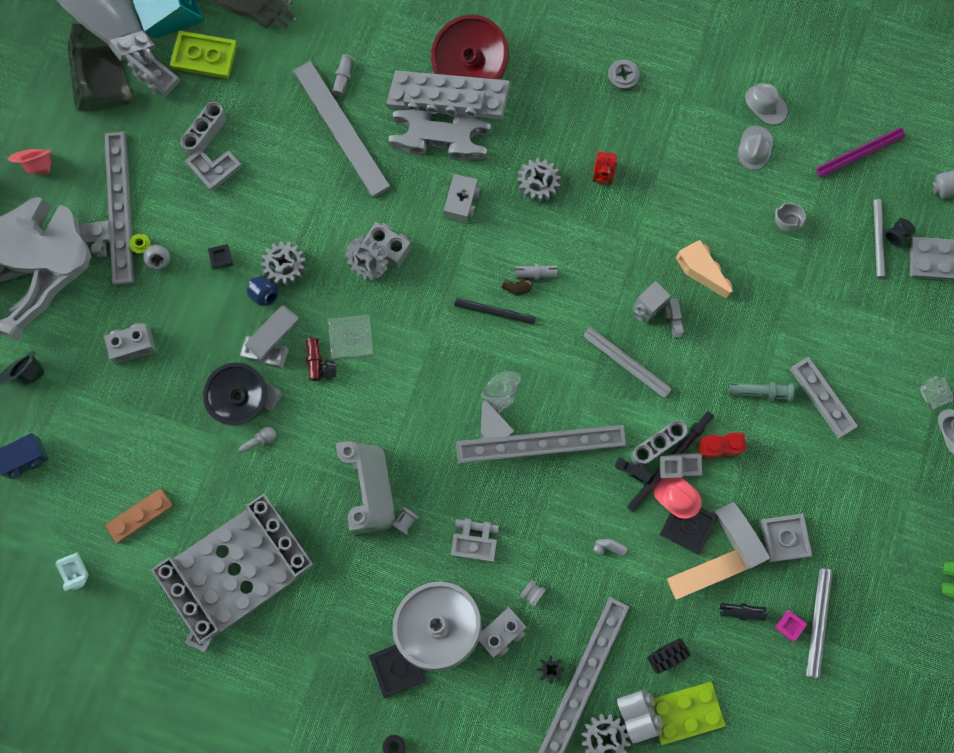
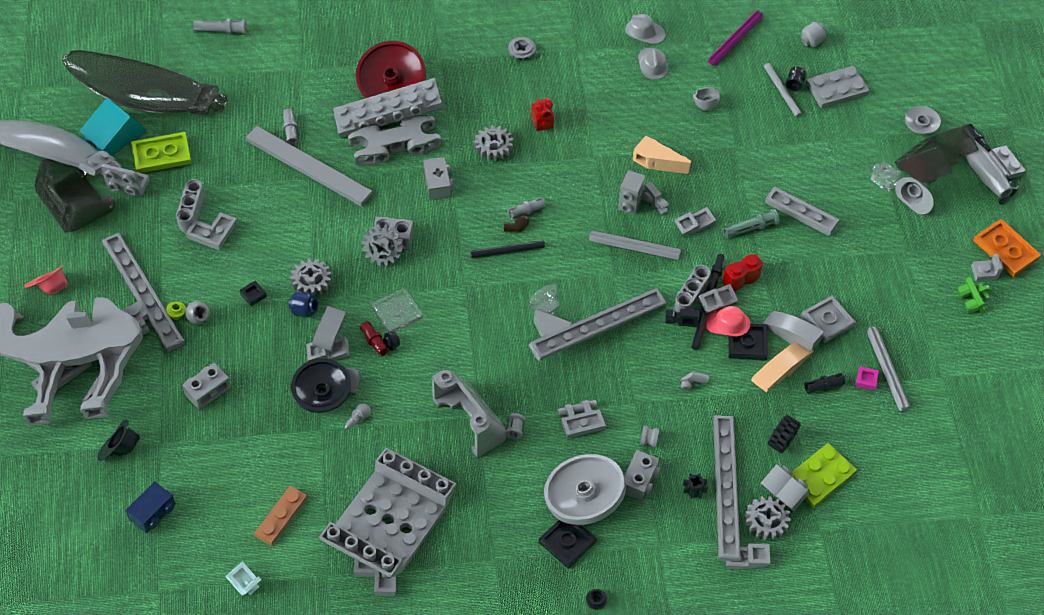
camera: 25 degrees left, 20 degrees down
(703, 362) = (695, 222): none -> light grey slope

